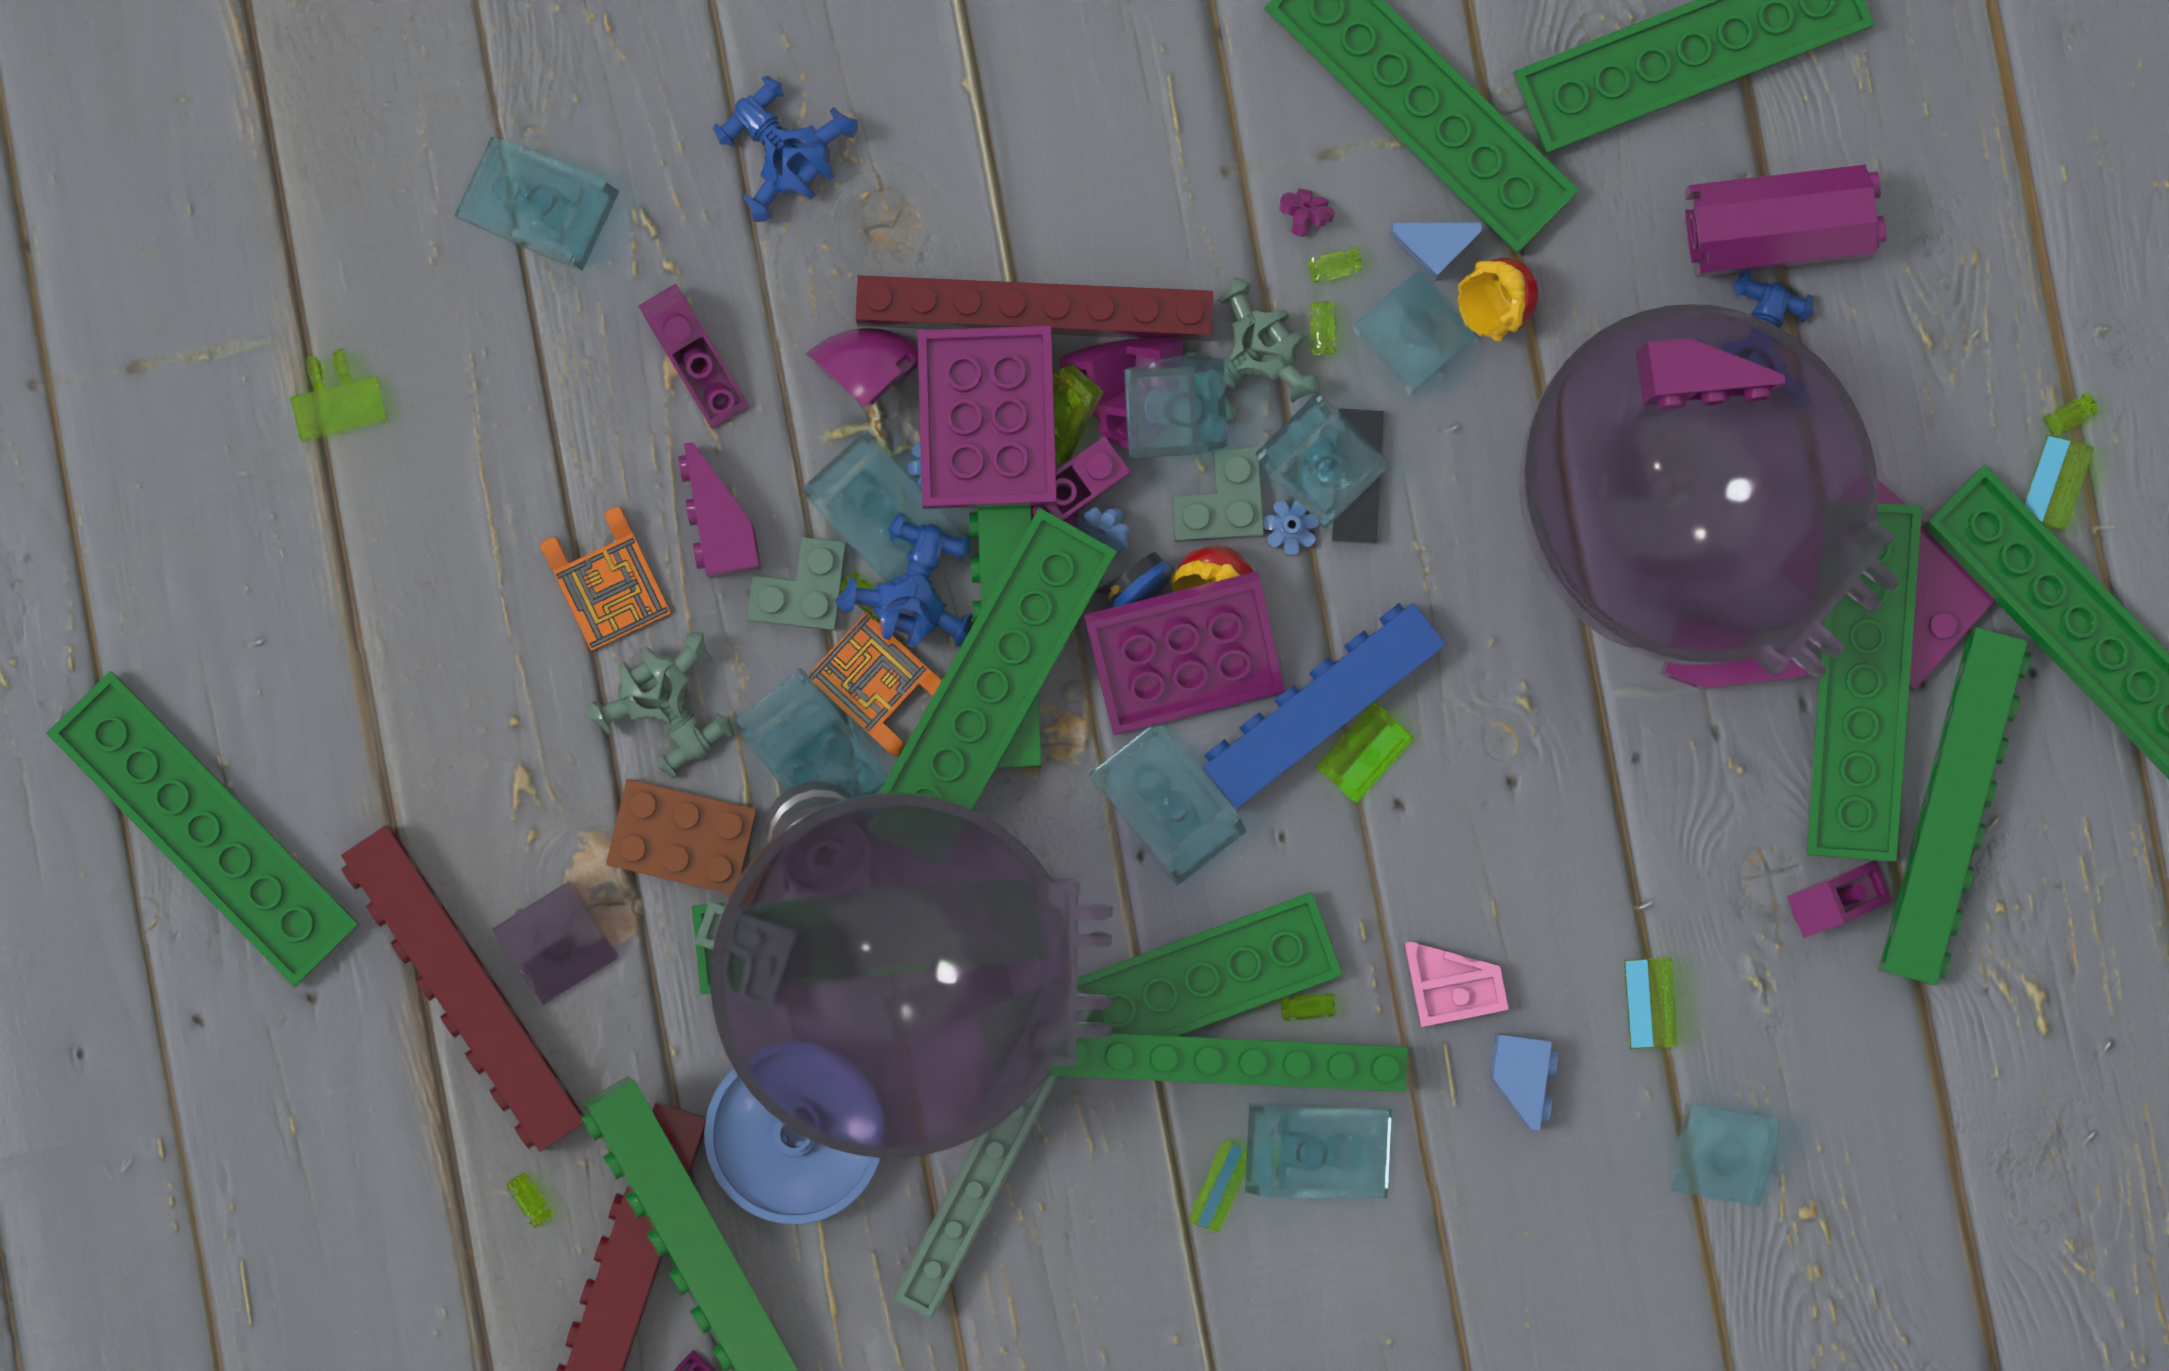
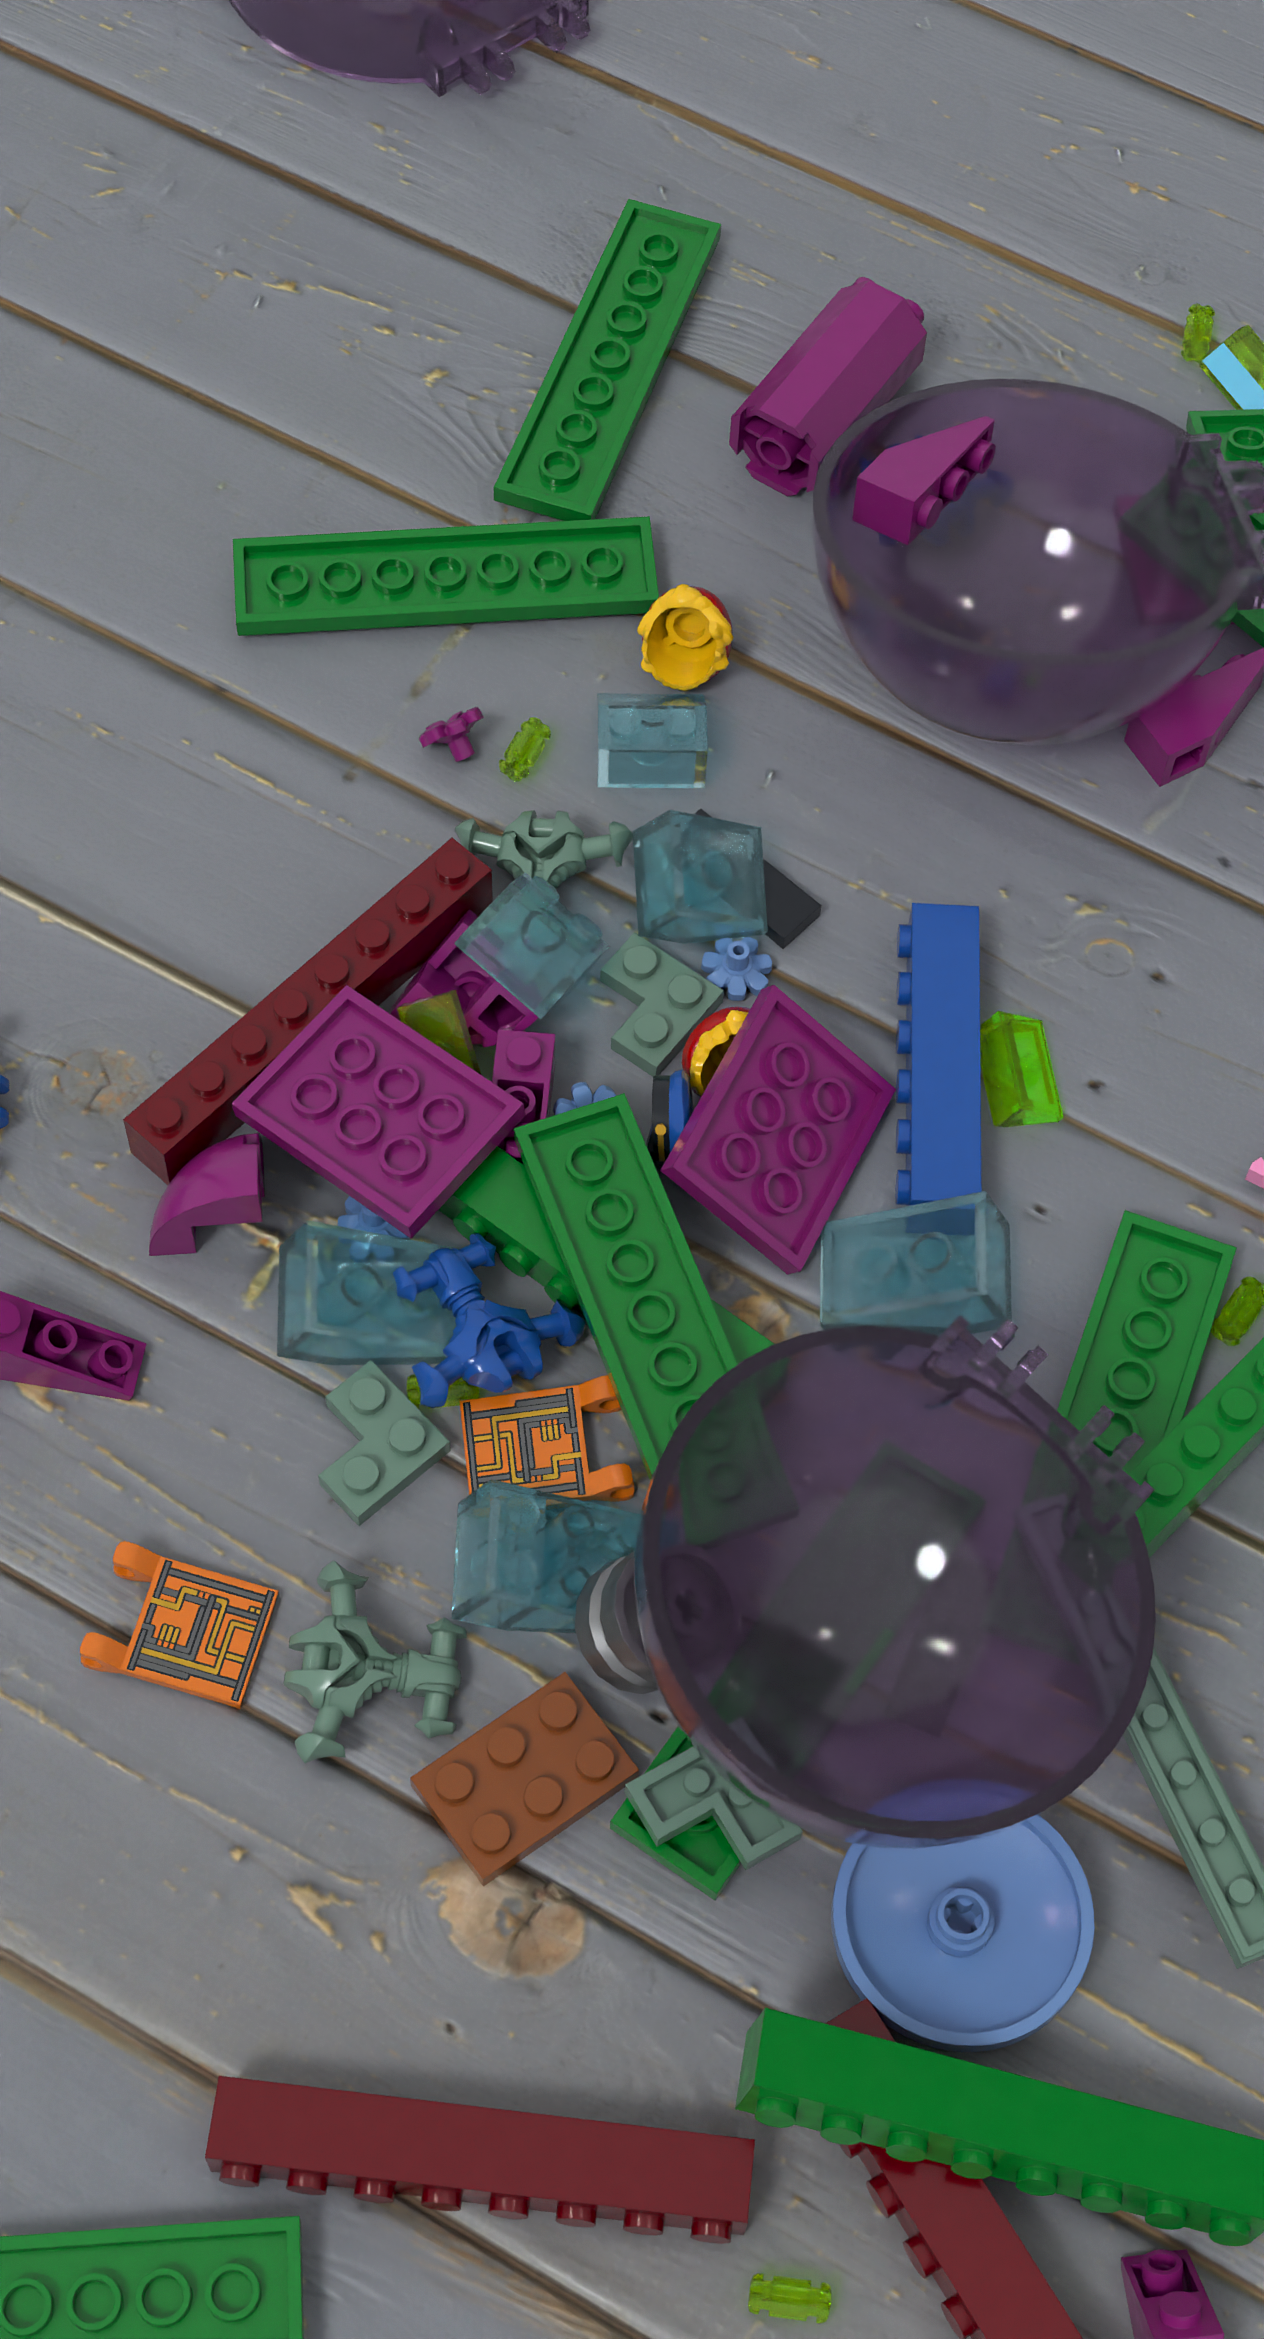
camera: 50 degrees left, 25 degrees down
(556, 942) = (519, 2005): clear purple slope -> none
(724, 529) = (237, 1455): magenta slope -> none
(1322, 328) = (574, 800): clear neon green piece -> none
(1435, 244) = (583, 658): medium blue slope -> none

